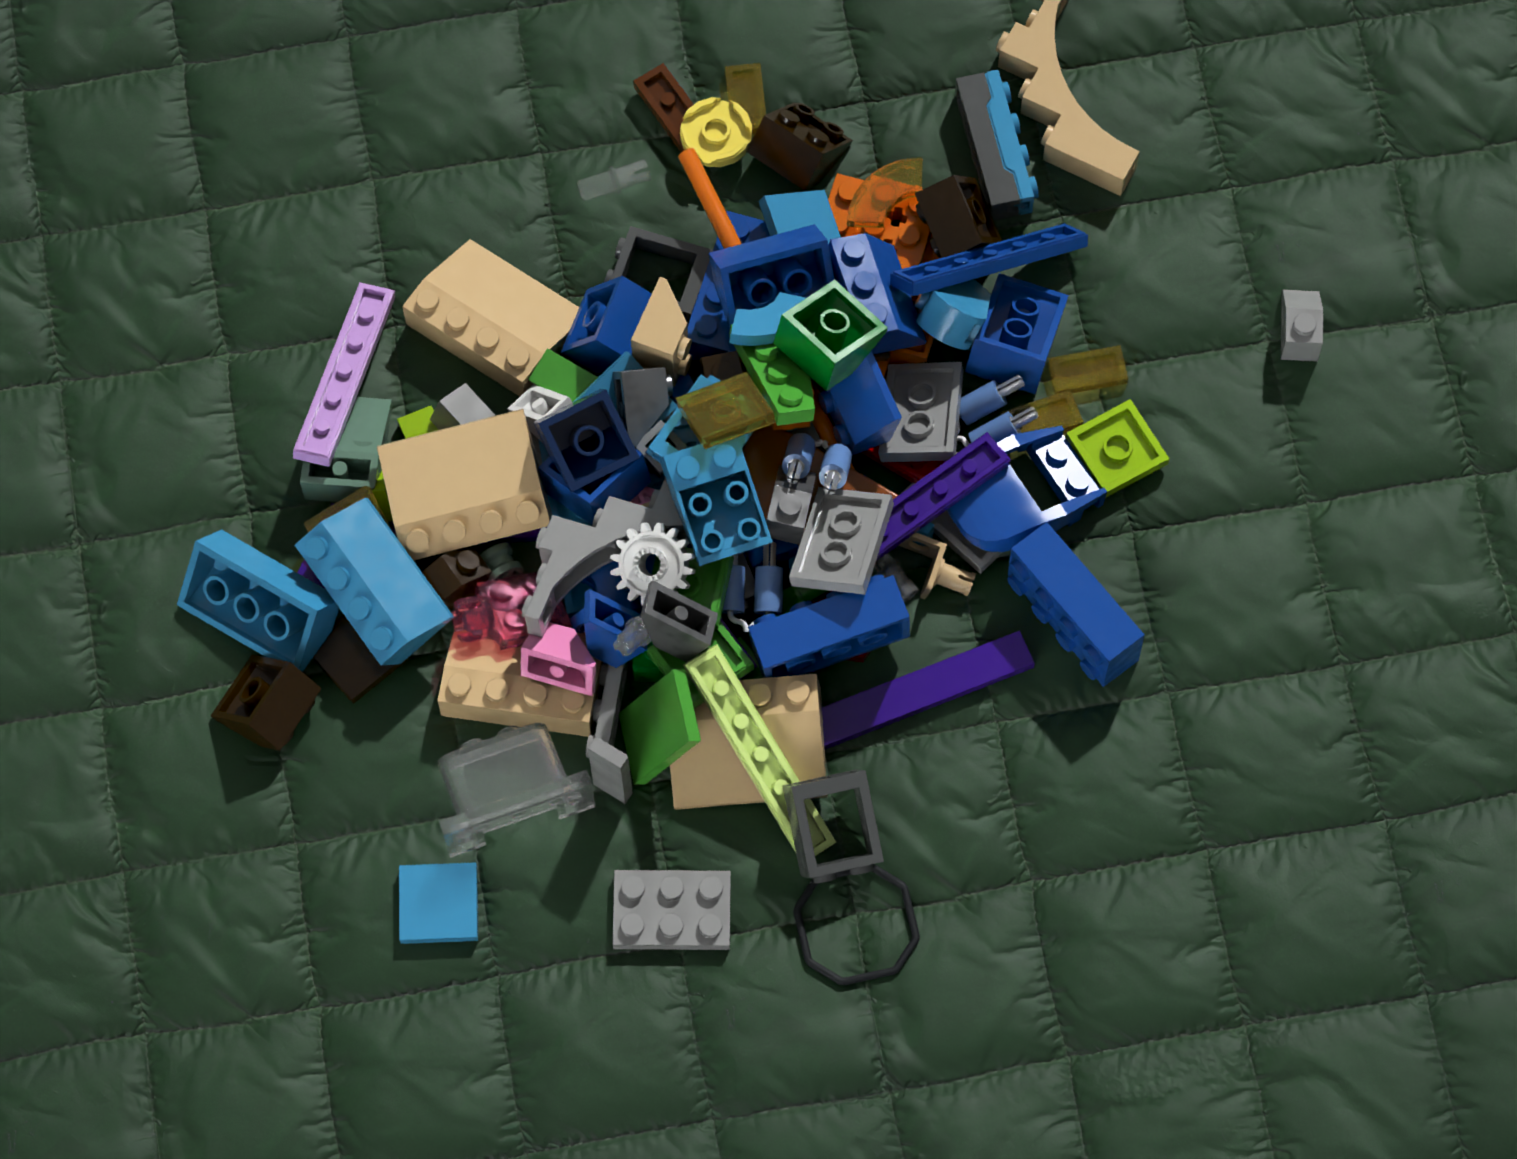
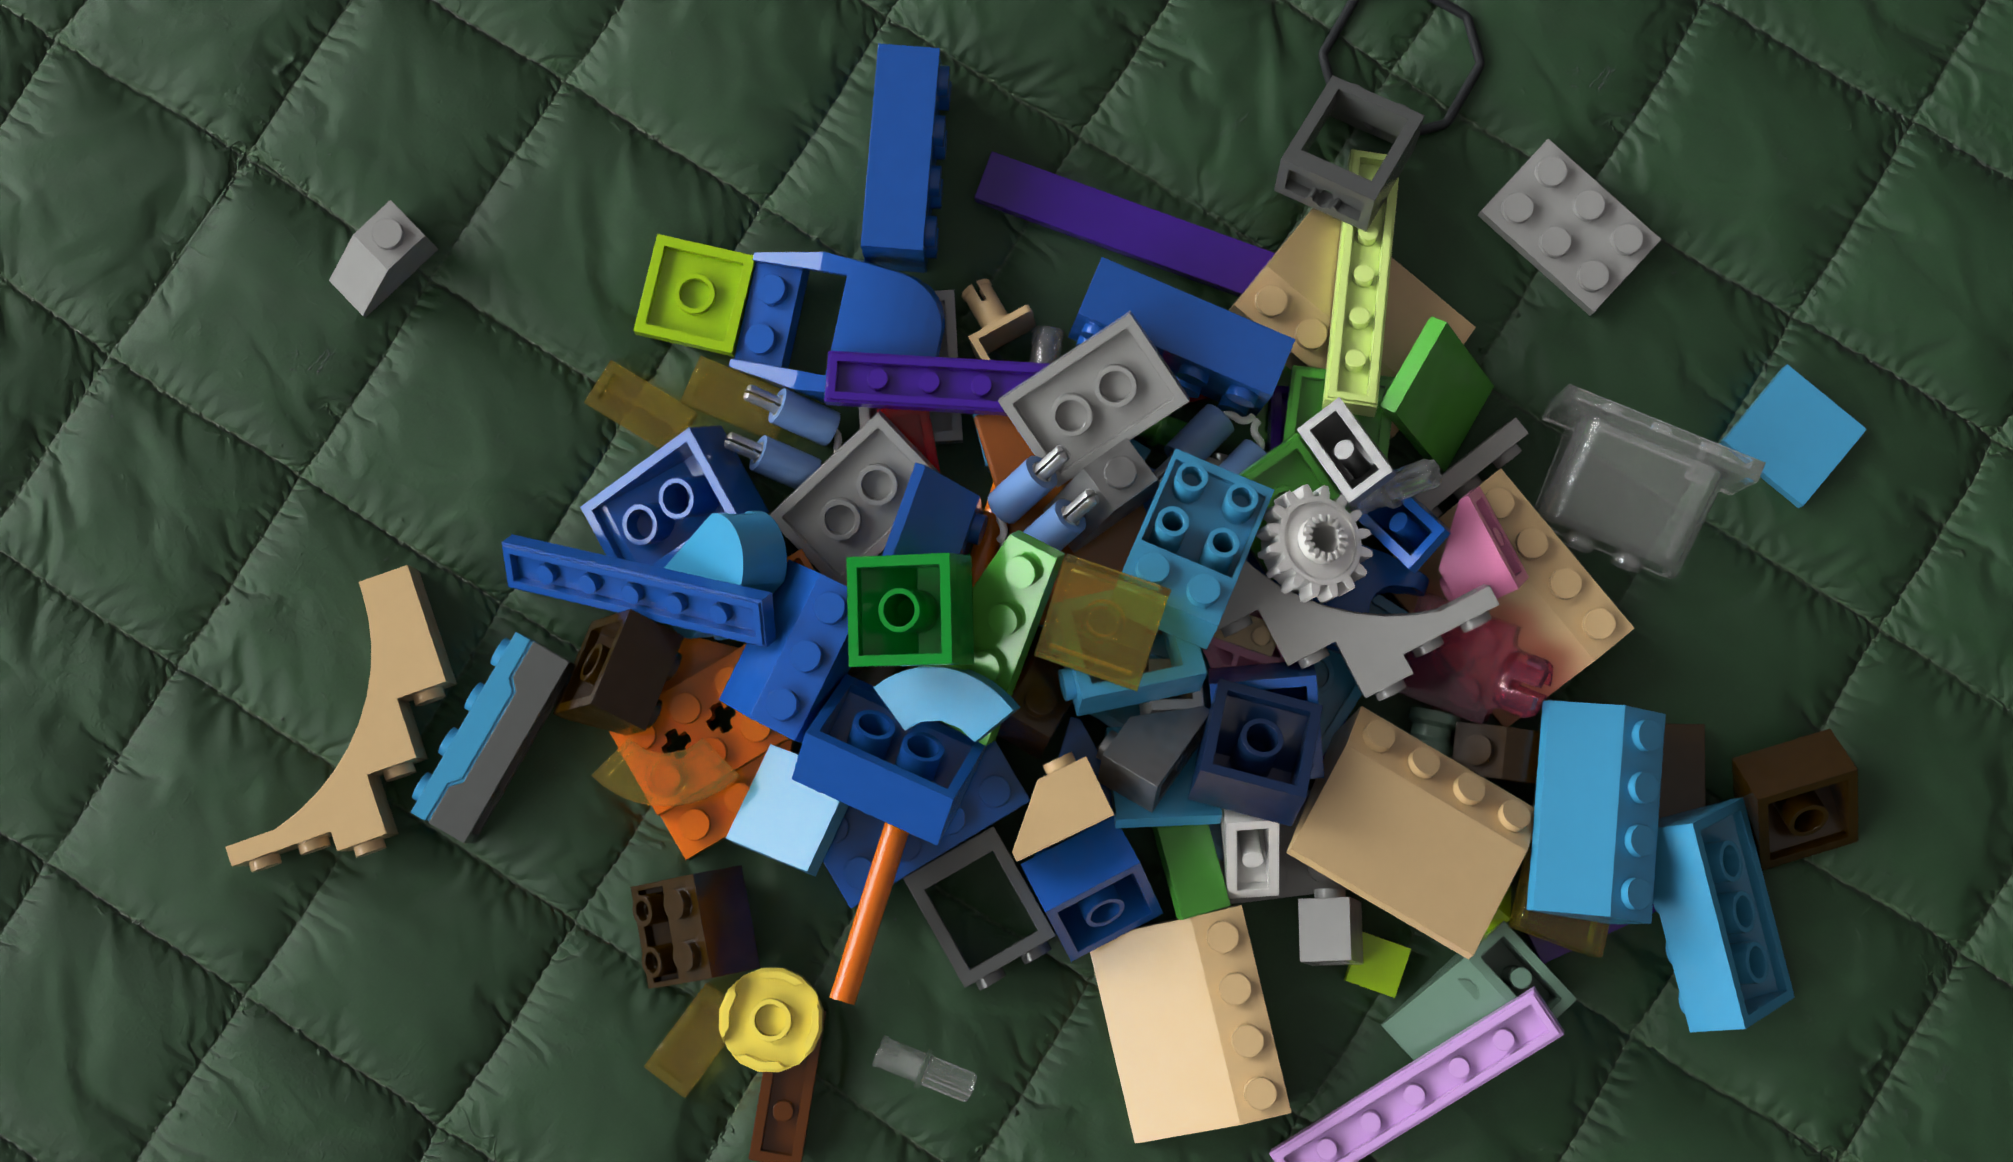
camera: 135 degrees left, 15 degrees up
(610, 769) = (1530, 389): light grey tile -> none

